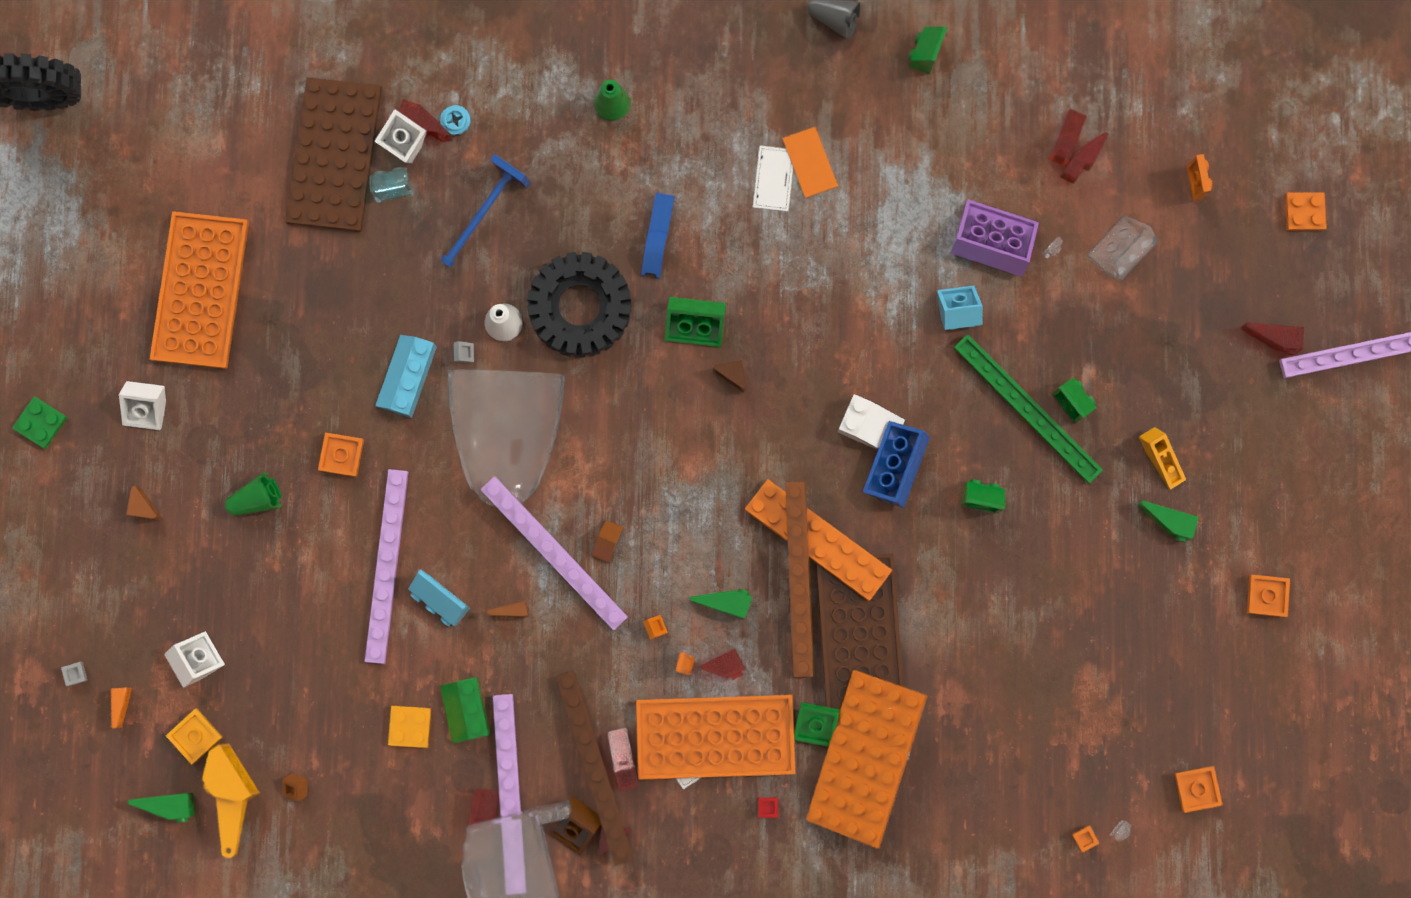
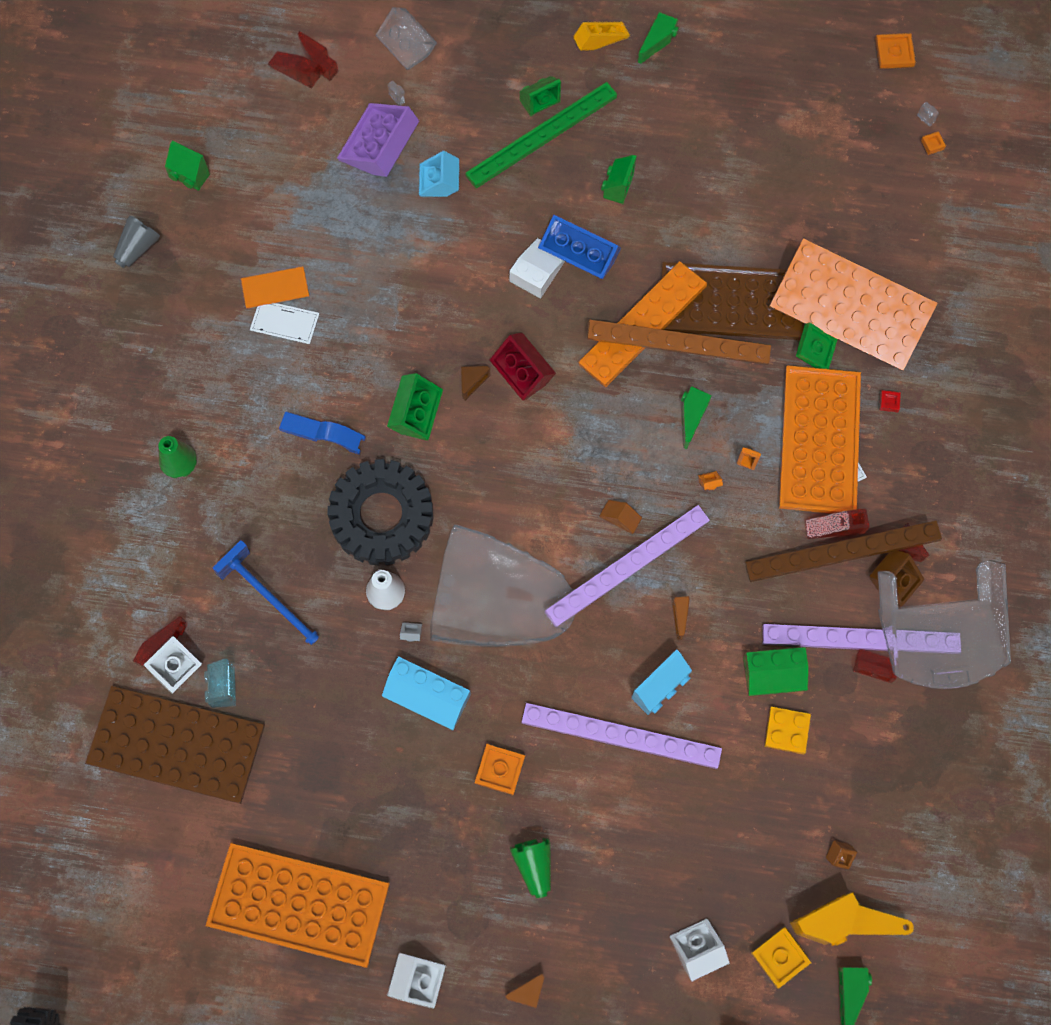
camera: 80 degrees left, 10 degrees down
(459, 112) = (157, 610): medium azure gear -> none
(726, 665) = (752, 421): clear red slope -> none
(755, 422) = (522, 366): none -> dark red slope

